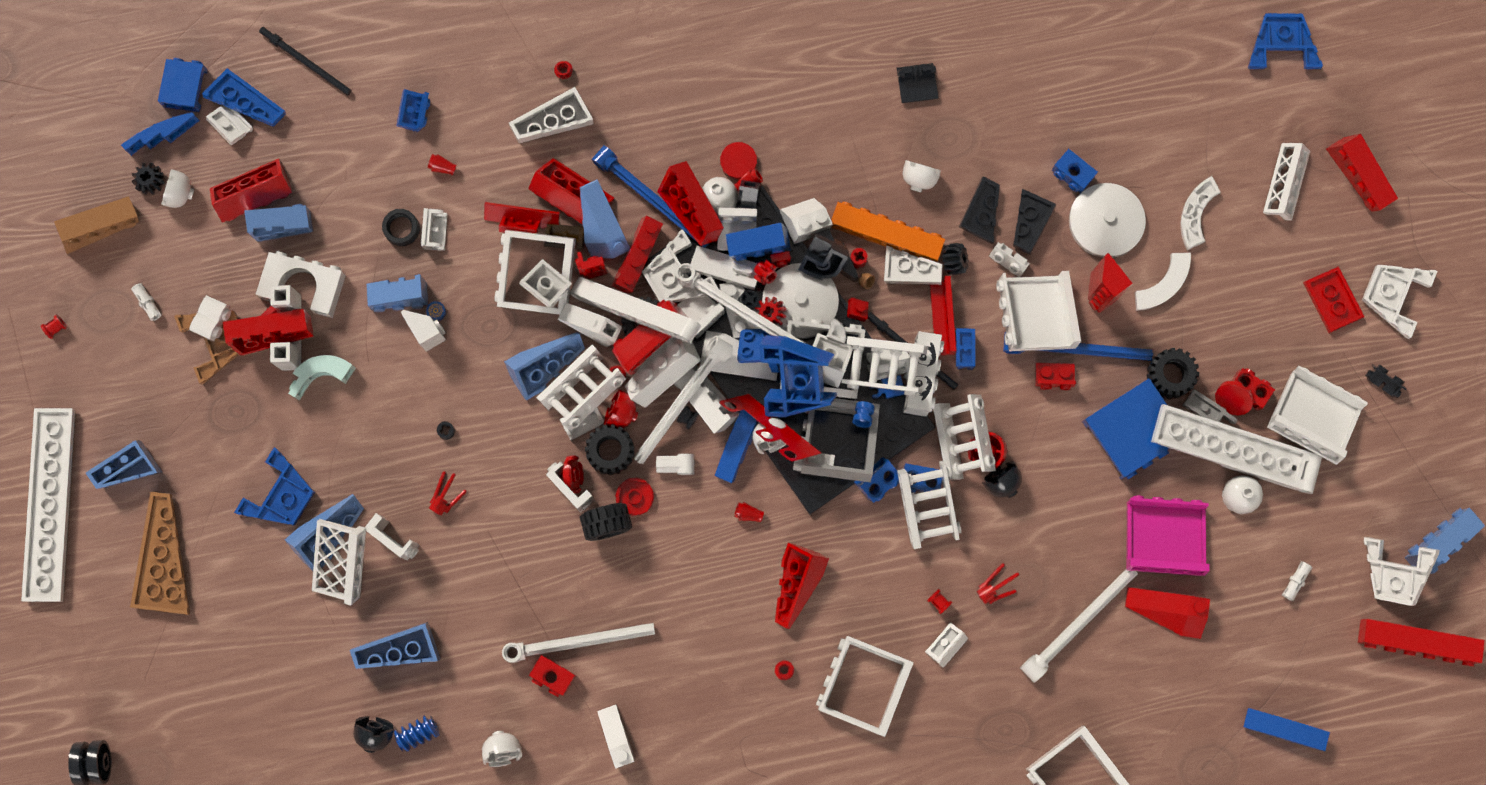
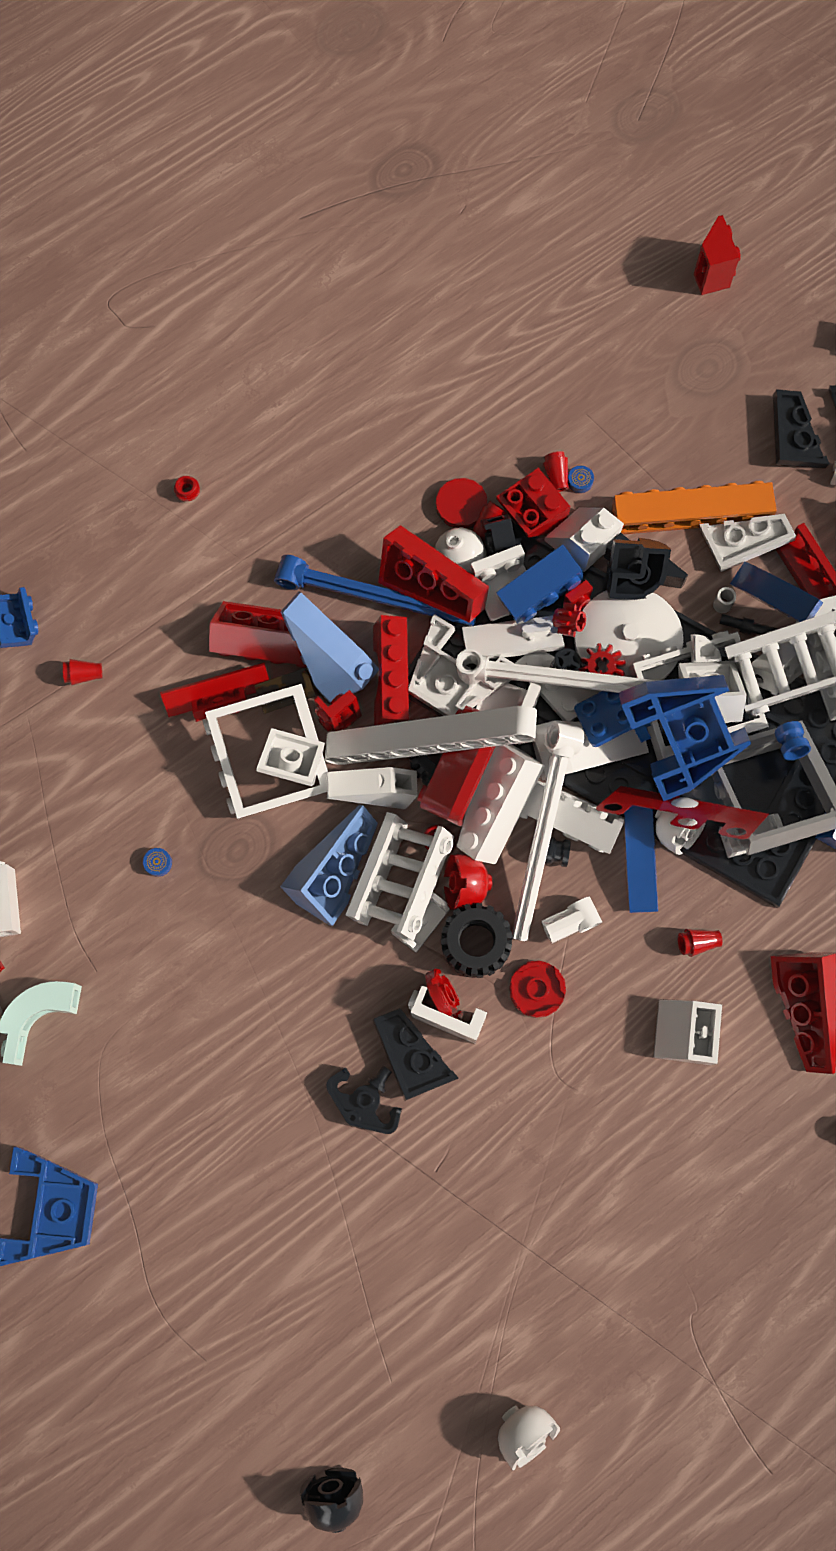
camera: 20 degrees left, 5 degrees down
(303, 539) = (132, 1243): medium blue wedge -> none
(354, 560) = (198, 1268): white fence -> none
(376, 527) = (206, 1199): white panel -> none
(390, 217) = (48, 759): black tyre -> none
(397, 294) = (95, 862): medium blue wedge -> none
(403, 647) = (317, 1352): medium blue wedge -> none
(416, 734) = (395, 1470): blue piece -> none
(425, 329) = (154, 890): white slope -> none
(434, 229) = (108, 757): white hinge -> none
(438, 503) = (277, 1120): red plant -> none
(440, 429) = (233, 1017): black bush -> none
(493, 518) = (362, 1104): none -> black piece
(537, 502) = (412, 1059): none -> black wing
(541, 670) = (565, 1288): red brick -> none
(553, 117) = (201, 548): white wedge -> none
(577, 641) = (556, 1226): white piece -> none
(605, 521) = (519, 1040): black tyre -> none
(616, 736) = (676, 1338): white slope -> none
(712, 563) = (688, 1031): none -> white slope
(782, 184) = (535, 504): none -> red slope
(811, 166) = (557, 470): none -> red cone
(824, 179) = (580, 479): none -> blue tile
(855, 253) = (679, 548): red bush -> none
(857, 309) = (705, 617): red plate -> none
(867, 280) = (697, 577): medium nougat hinge -> none
(876, 308) = (724, 593): none -> white hinge
(888, 392) = (798, 703): blue plate -> none
(905, 314) = (776, 592): none -> blue slope
(917, 83) = (636, 318): black hinge -> none
(920, 176) = (699, 421): white cylinder -> none
(955, 259) = (796, 501): black gear -> none
(989, 66) = (717, 259): none -> red slope

